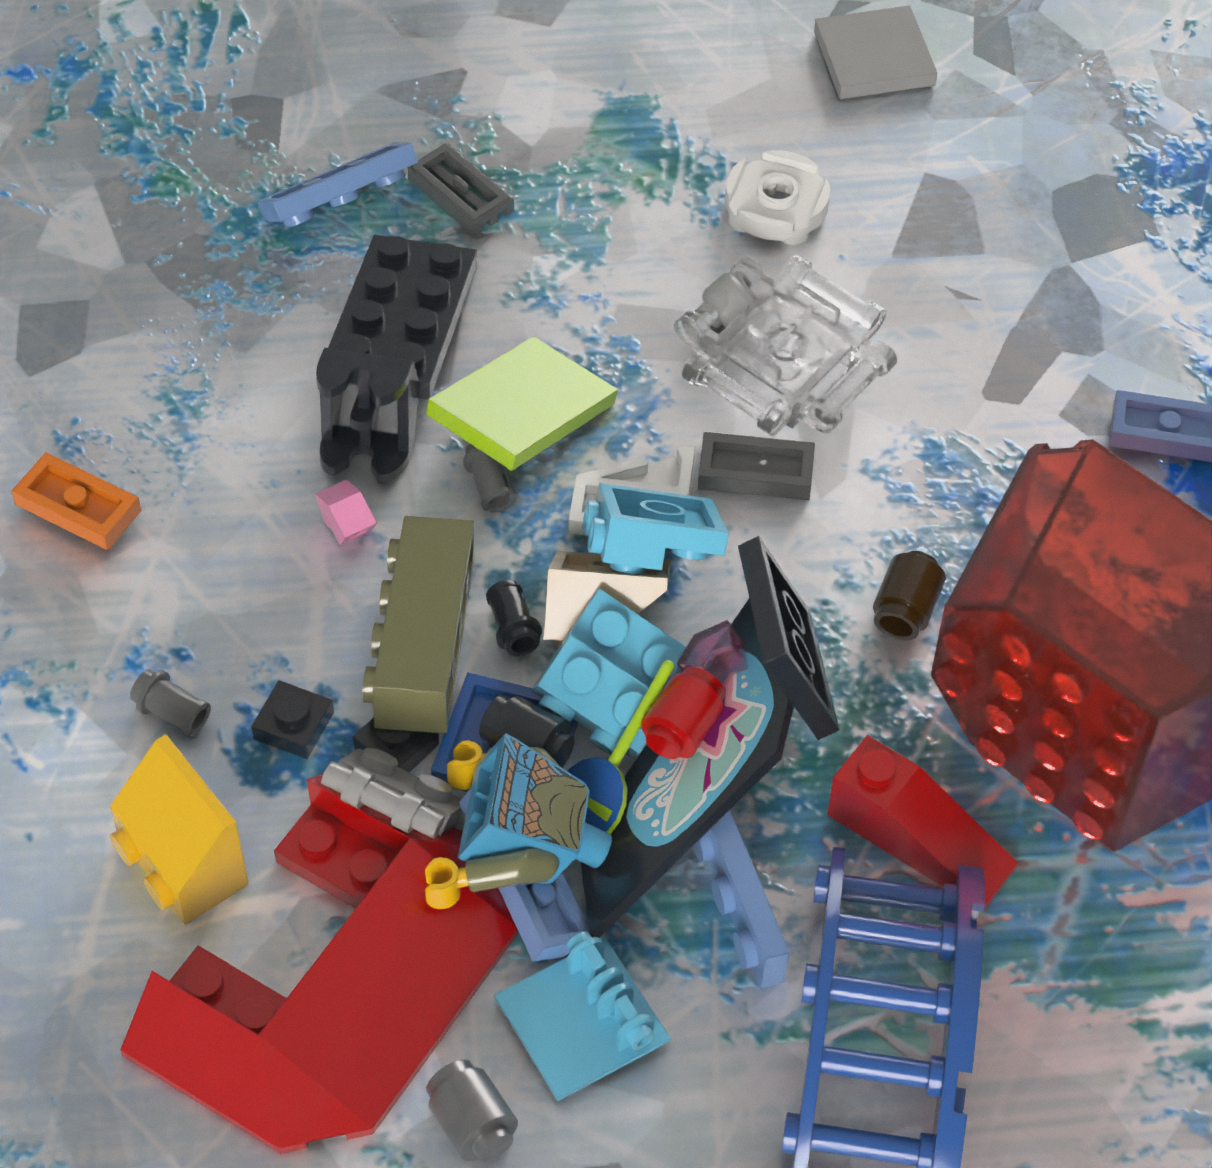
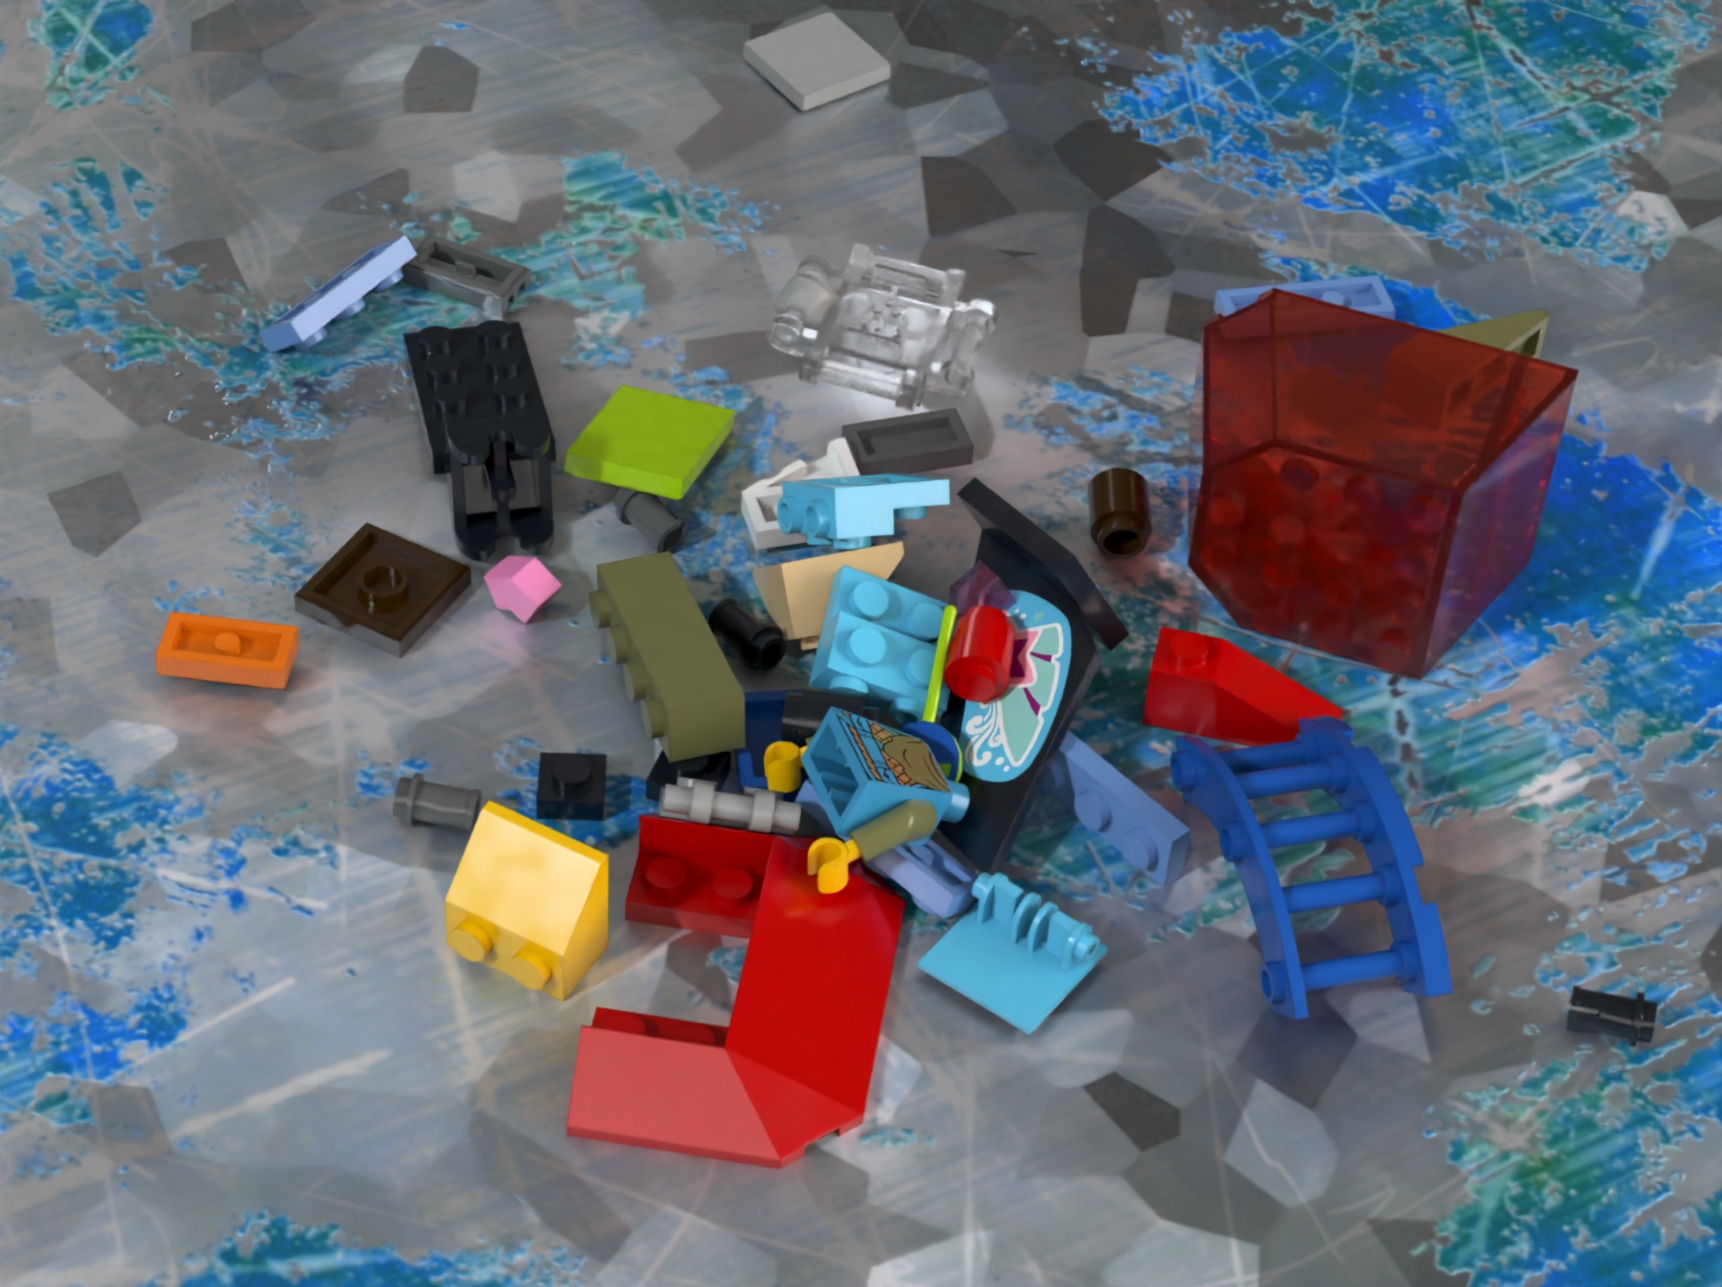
camera: 25 degrees left, 10 degrees down
(236, 478) = (383, 589): none -> dark brown tile
(471, 1111) = (957, 1063): flat silver brick -> none
(771, 218) = (815, 222): white plate -> none

